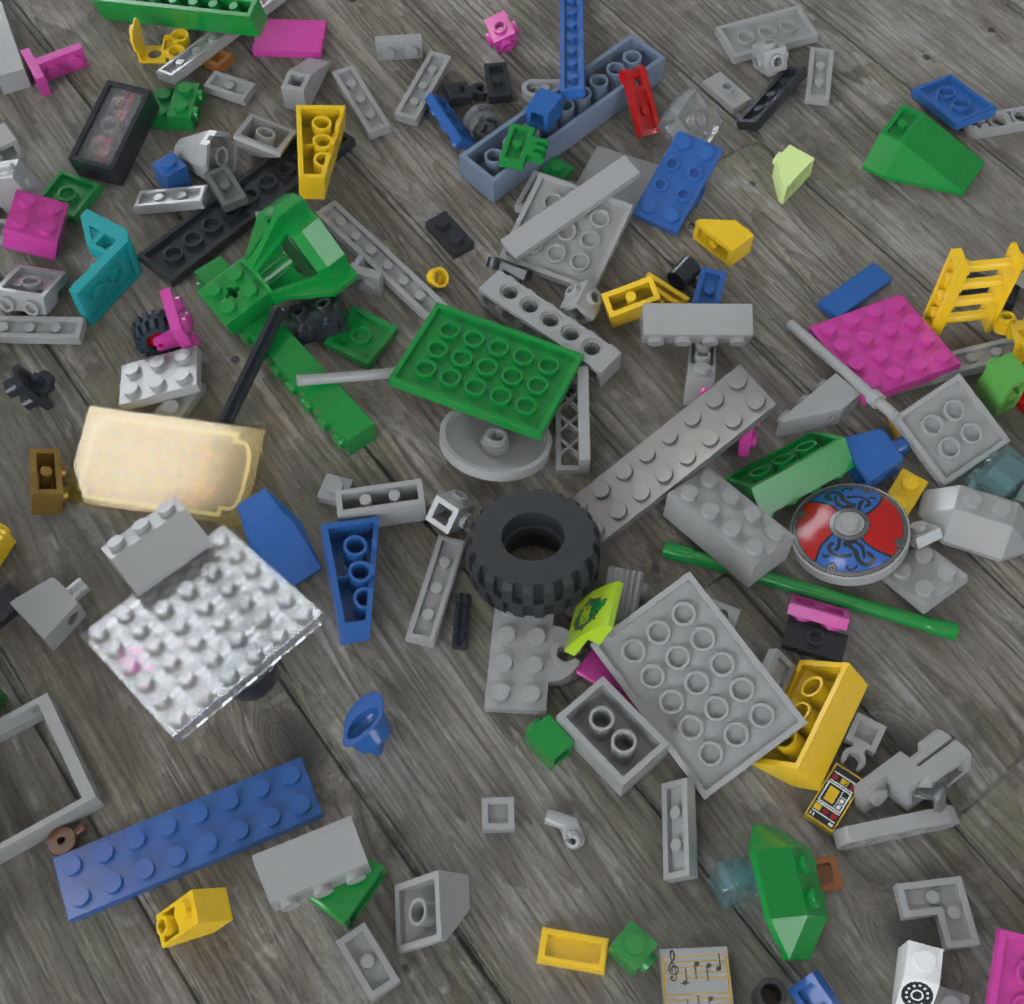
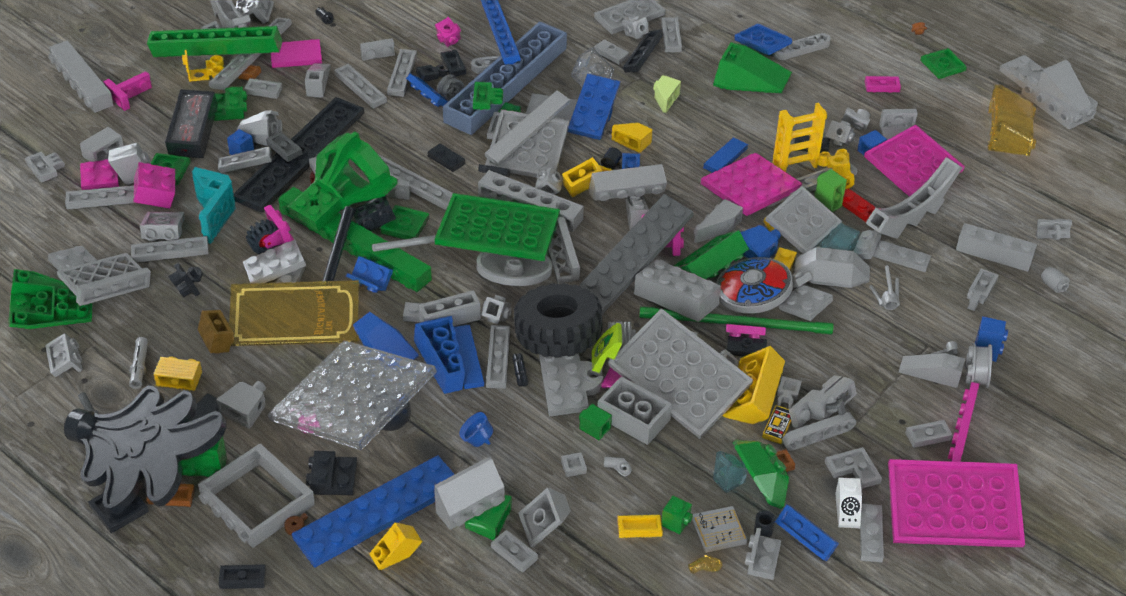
camera: 15 degrees left, 15 degrees down
(139, 760) = (331, 474): none -> black plate
(156, 546) = (305, 355): light grey slope -> none
(262, 137) = (300, 114): light grey slope -> none
(288, 419) = (371, 274): none -> blue bracket
(318, 143) = (340, 109): yellow wedge -> none
(390, 584) = (473, 375): none -> blue tile
(439, 280) = (446, 182): yellow hinge -> none
(544, 110) = (494, 71): blue brick -> none
(640, 100) = (556, 61): red plate -> none
(679, 830) = (688, 453): light grey plate -> none
(872, 396) = (751, 207): light grey bar -> none

